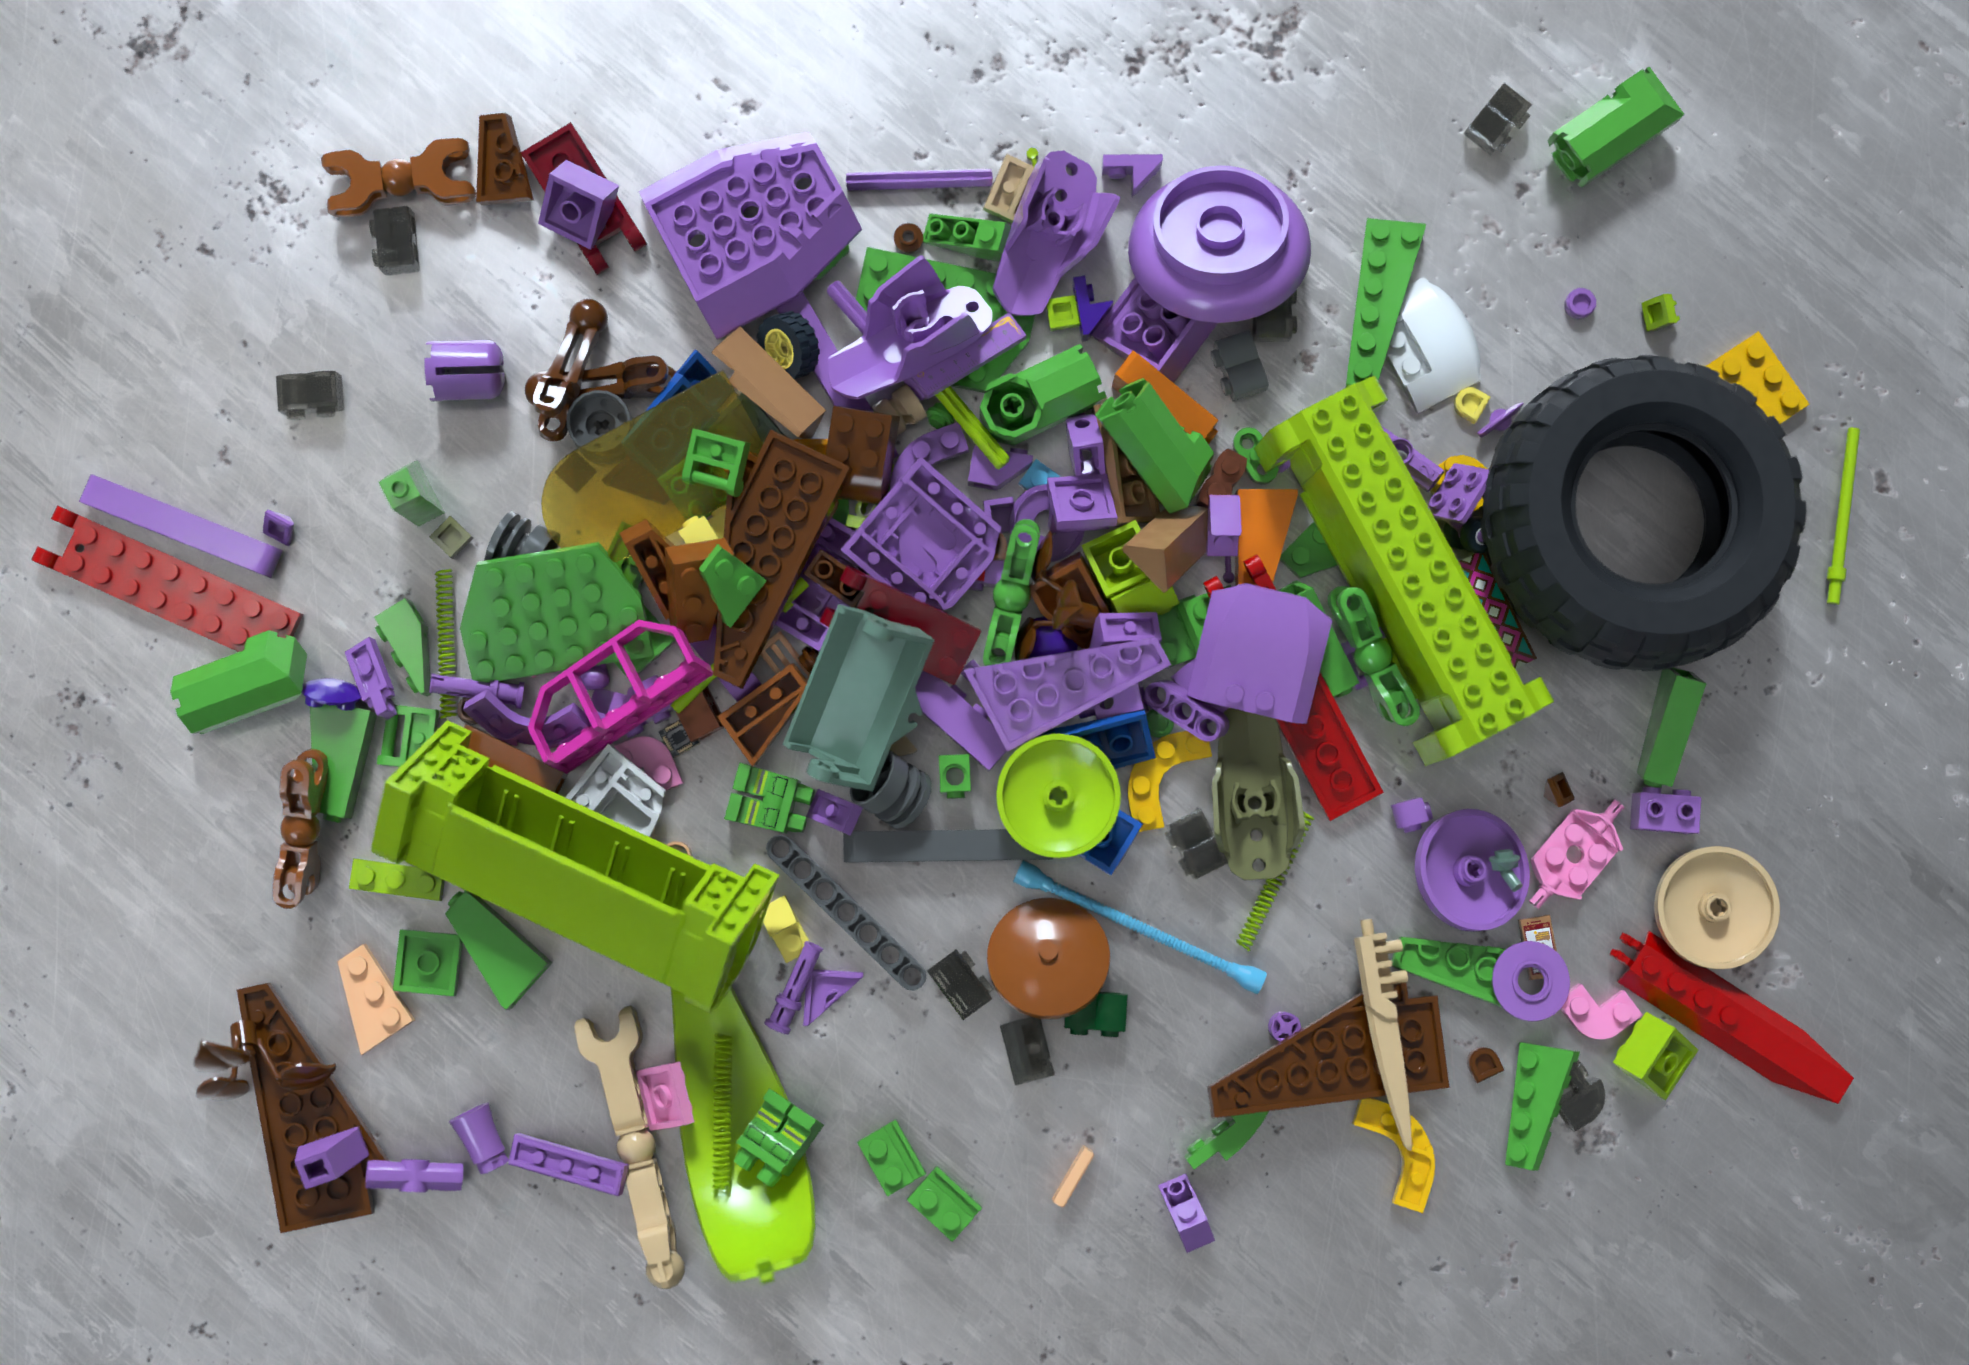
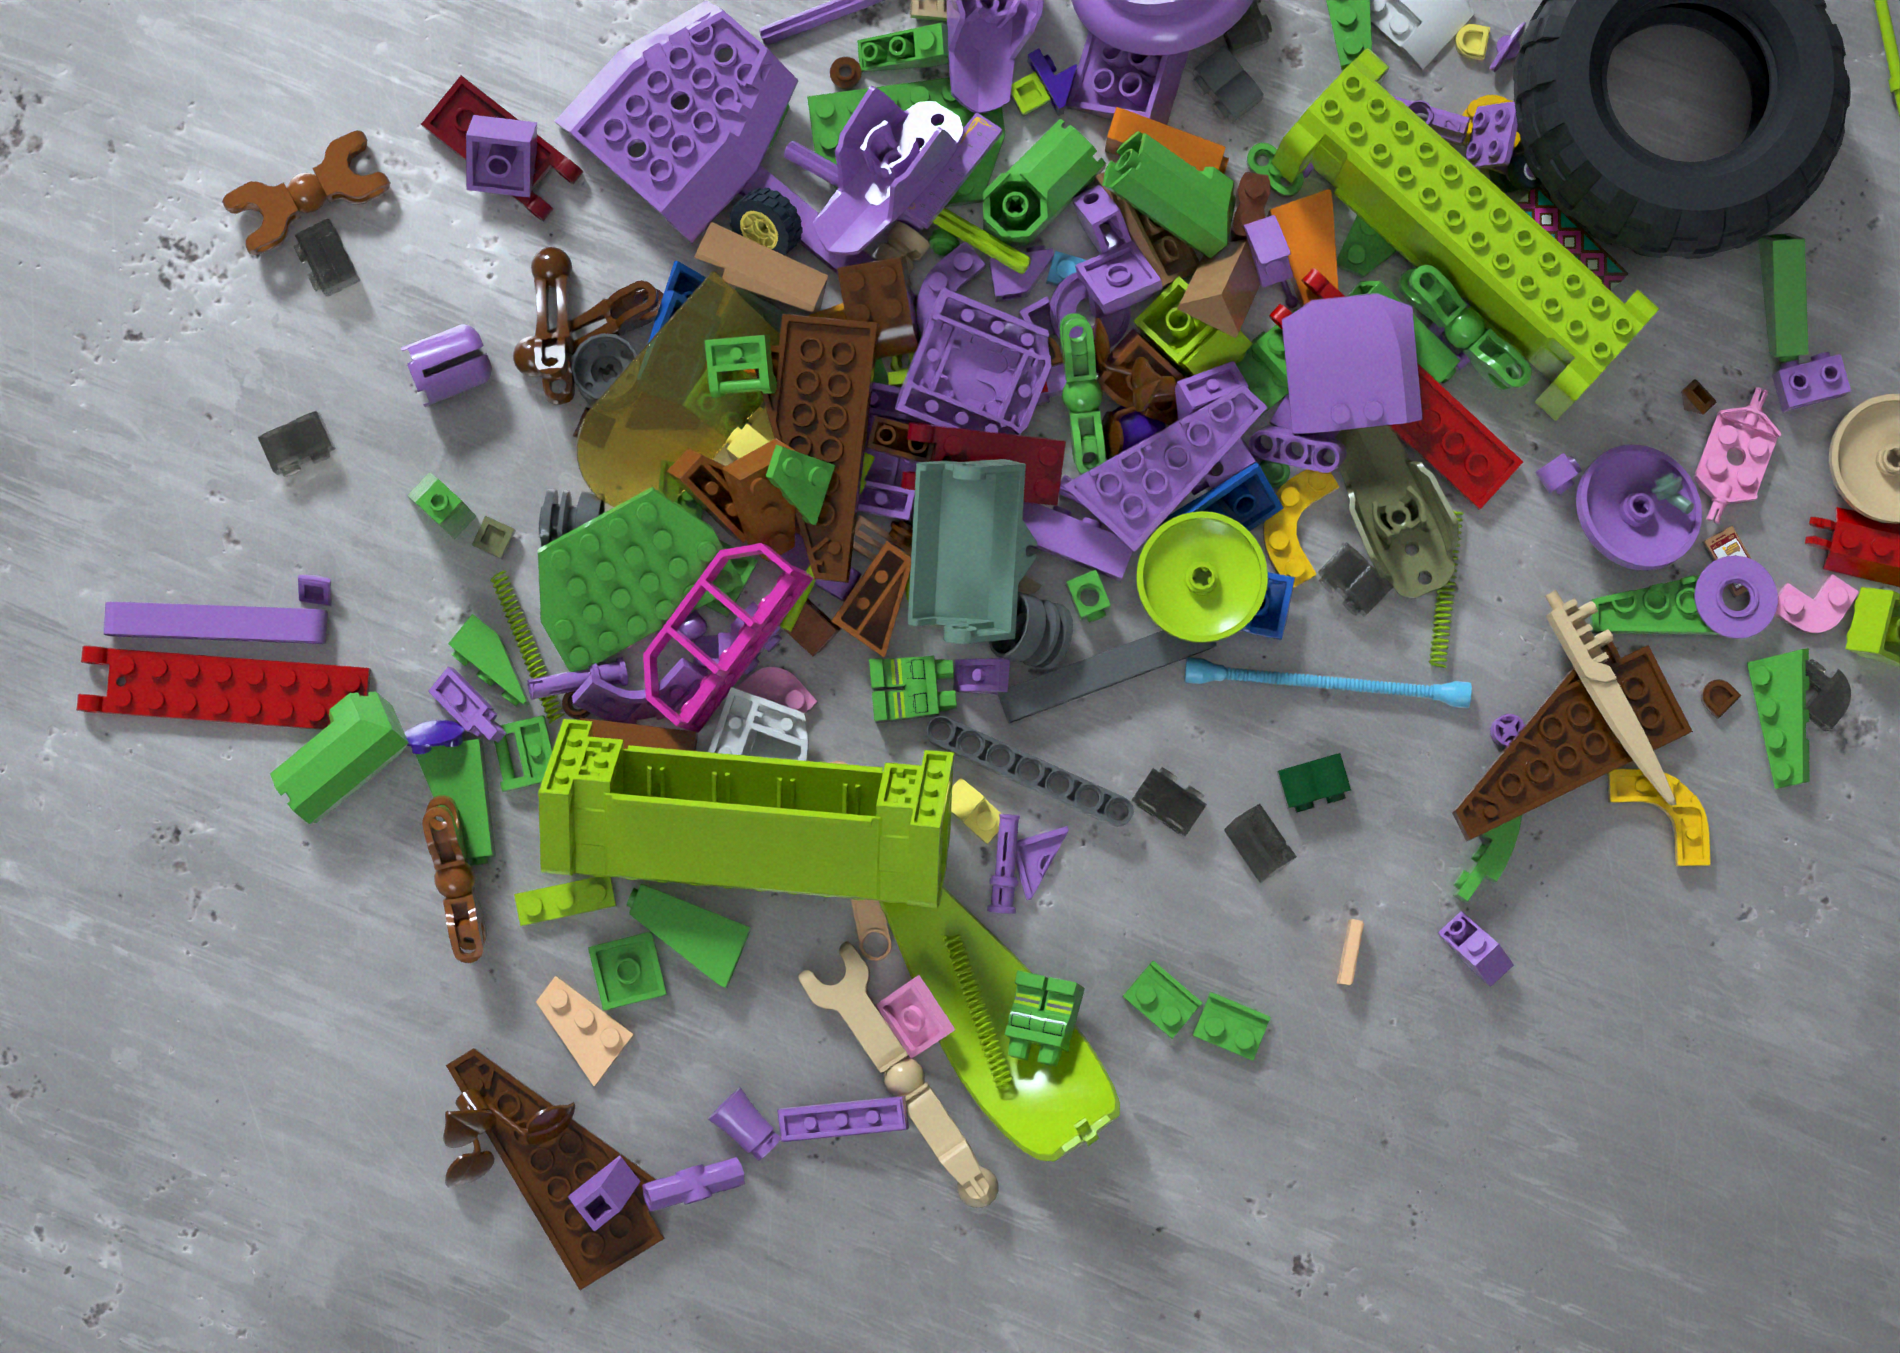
camera: 15 degrees left, 0 degrees up
(500, 163) = (404, 142): reddish brown wing -> none
(656, 995) = (868, 919): none -> light nougat piece
(677, 739) = (796, 659): tile -> none
(1048, 958) = (1248, 744): dark orange dish -> none

